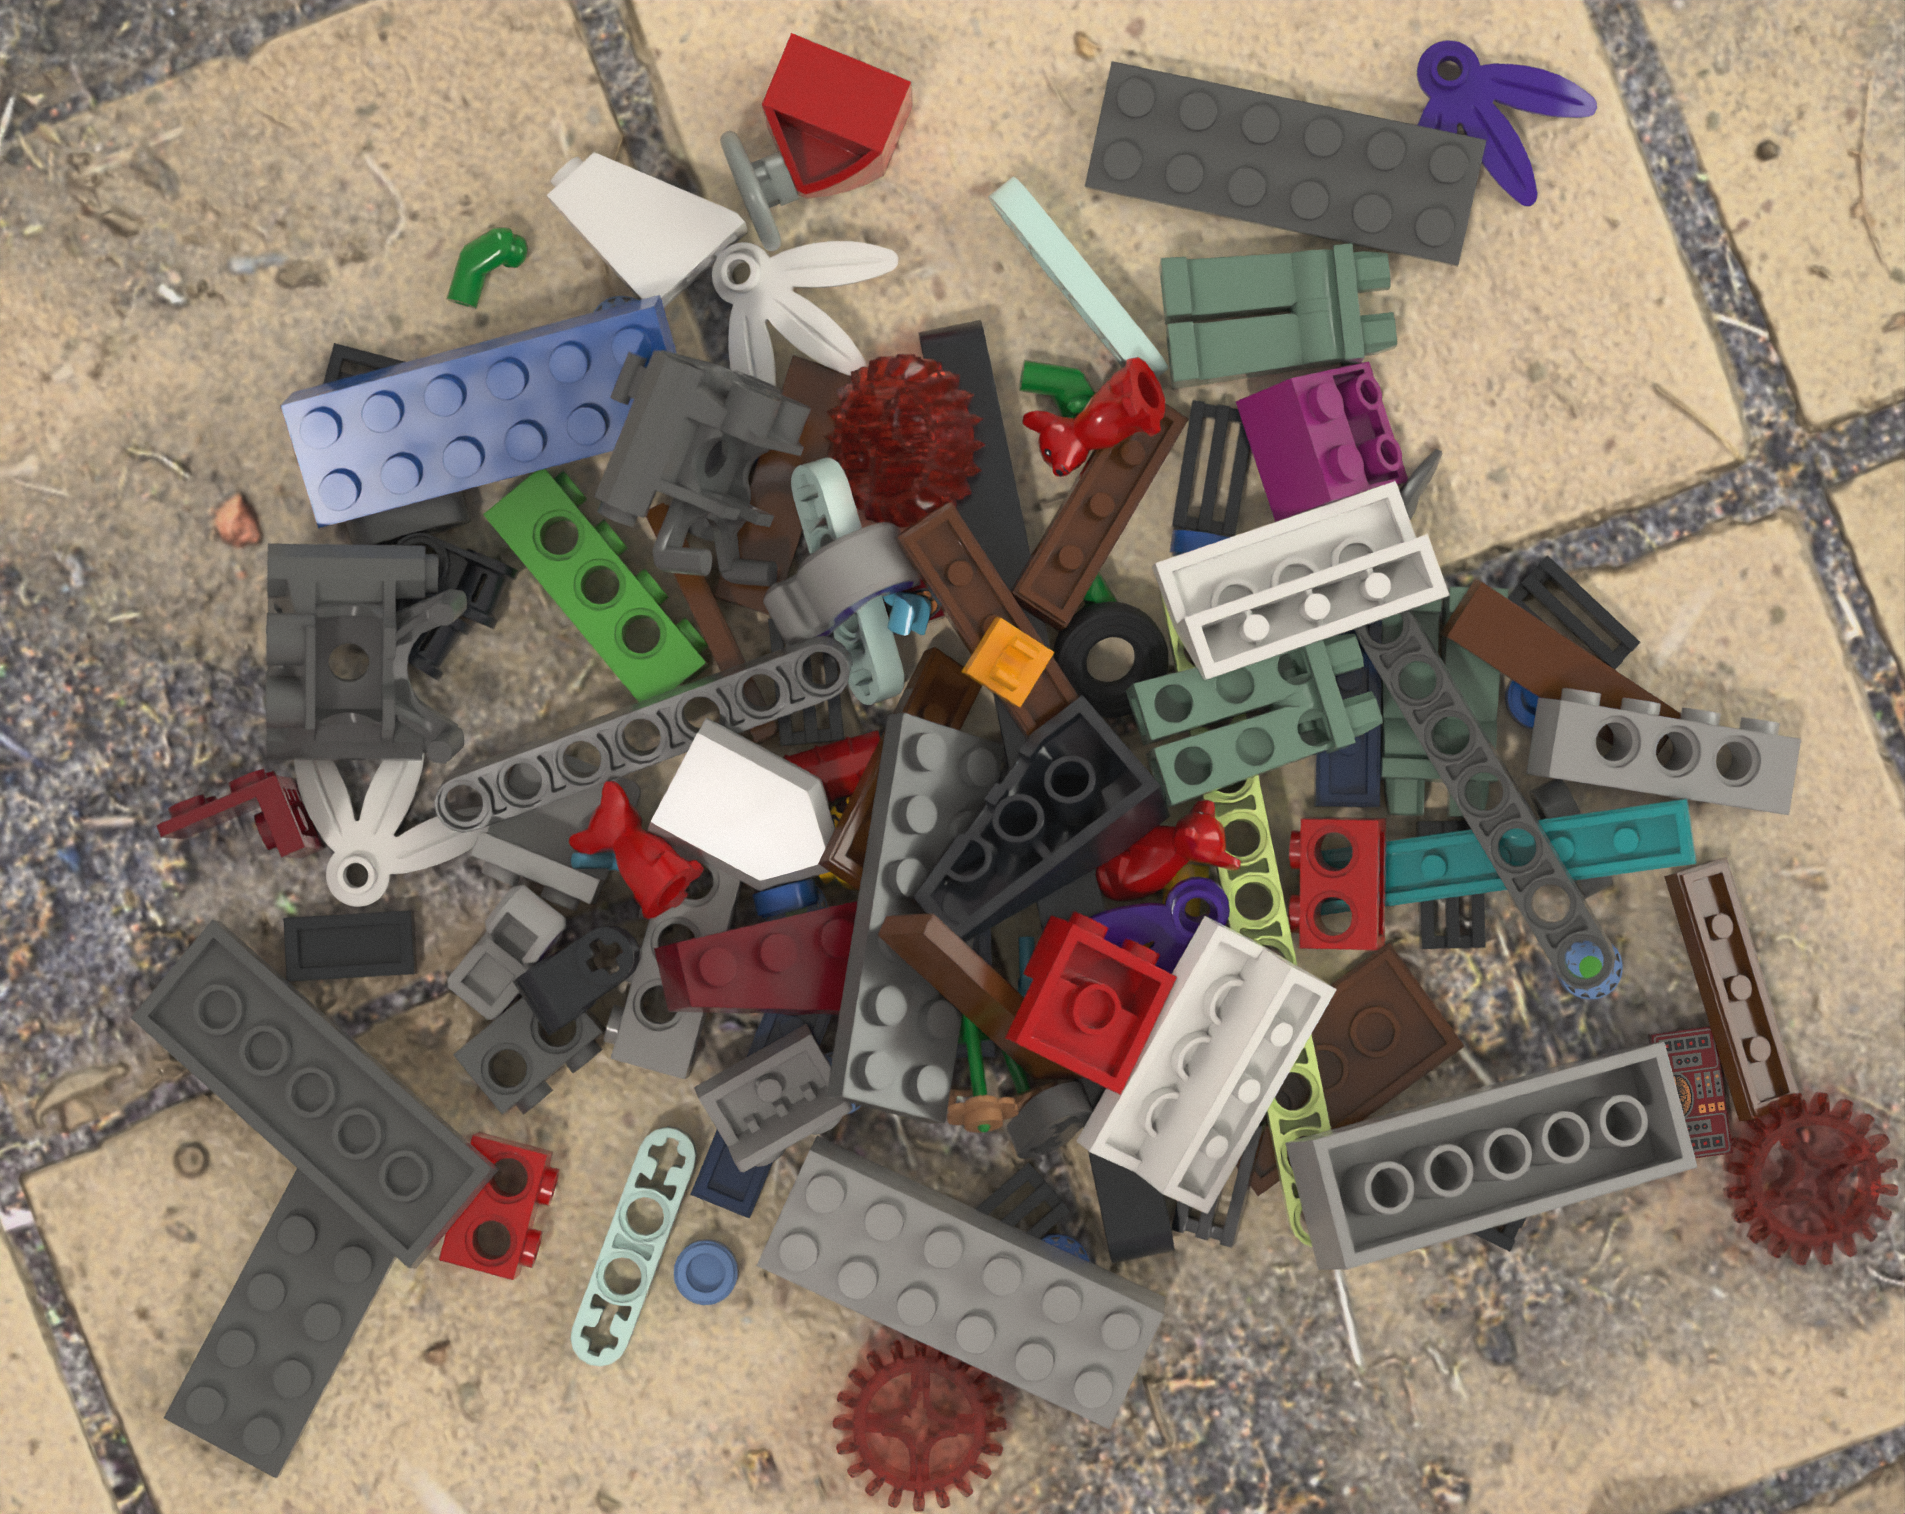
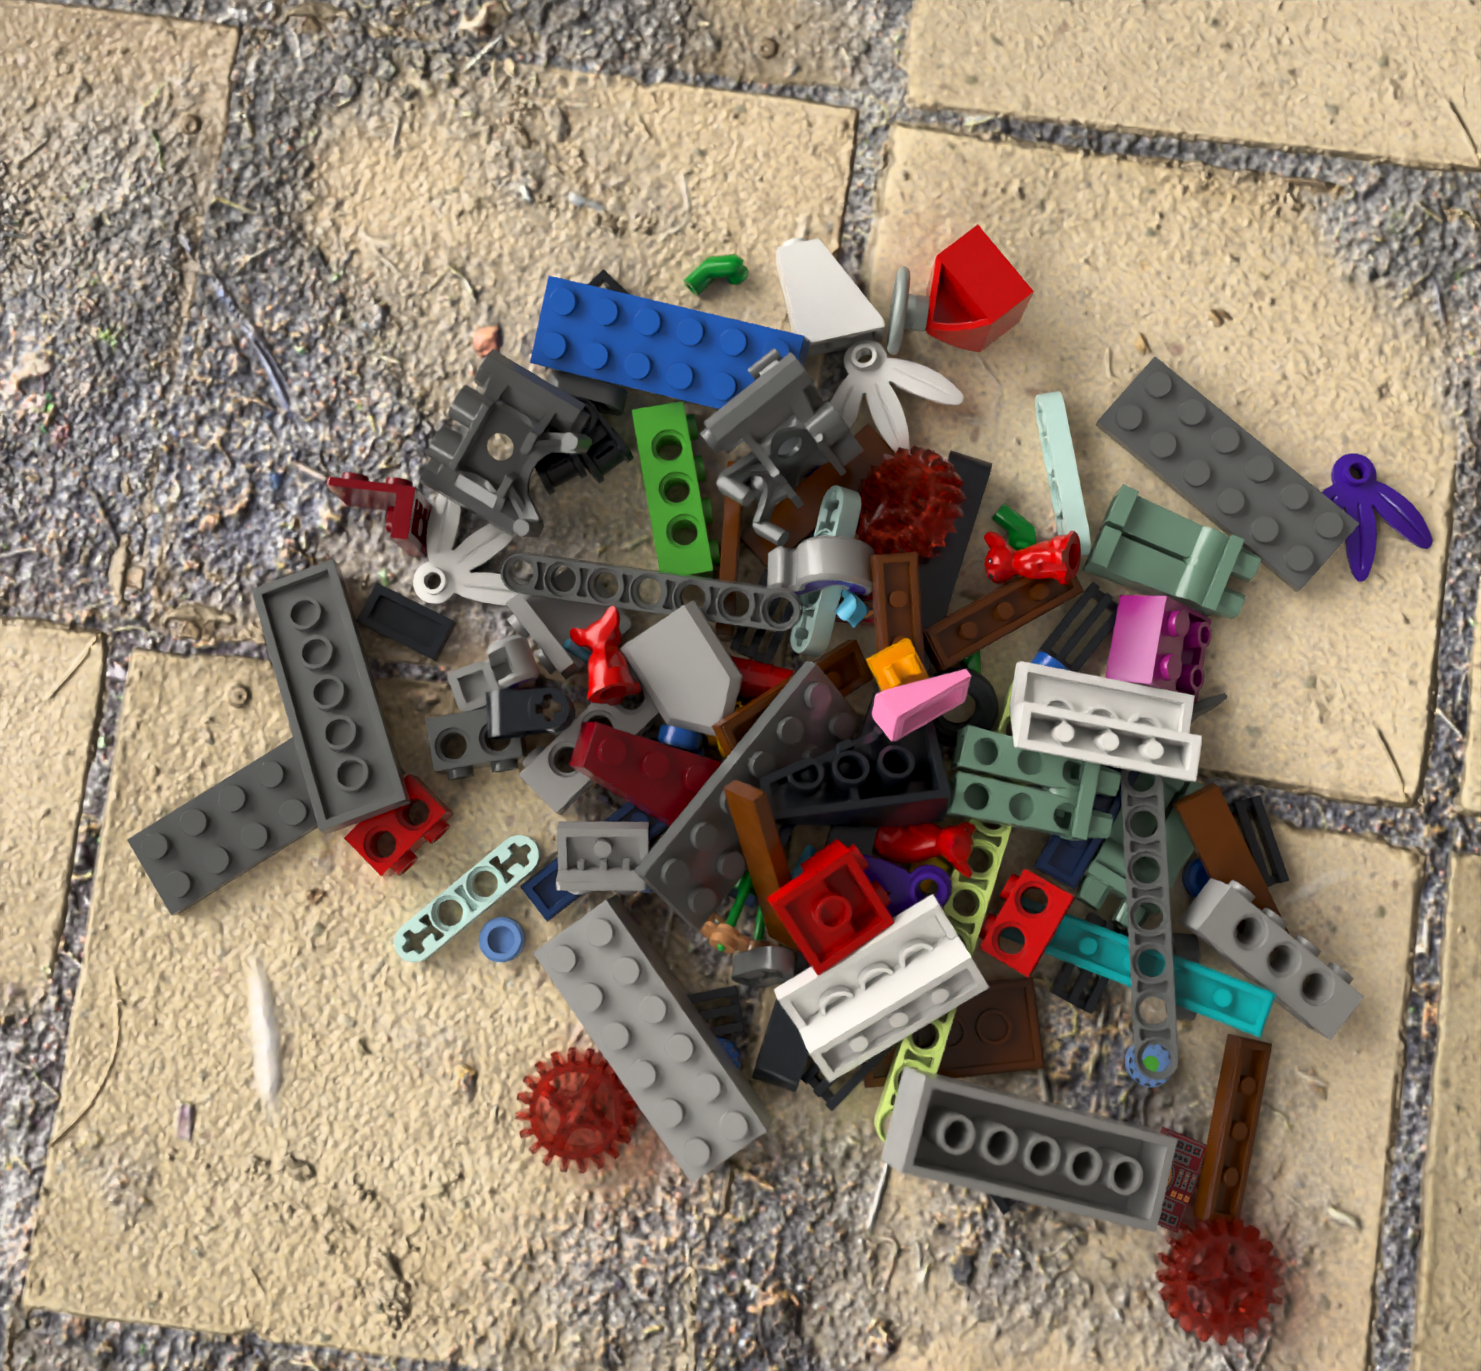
camera: 30 degrees right, 5 degrees down
(1053, 697) = (915, 704): none -> bright pink slope

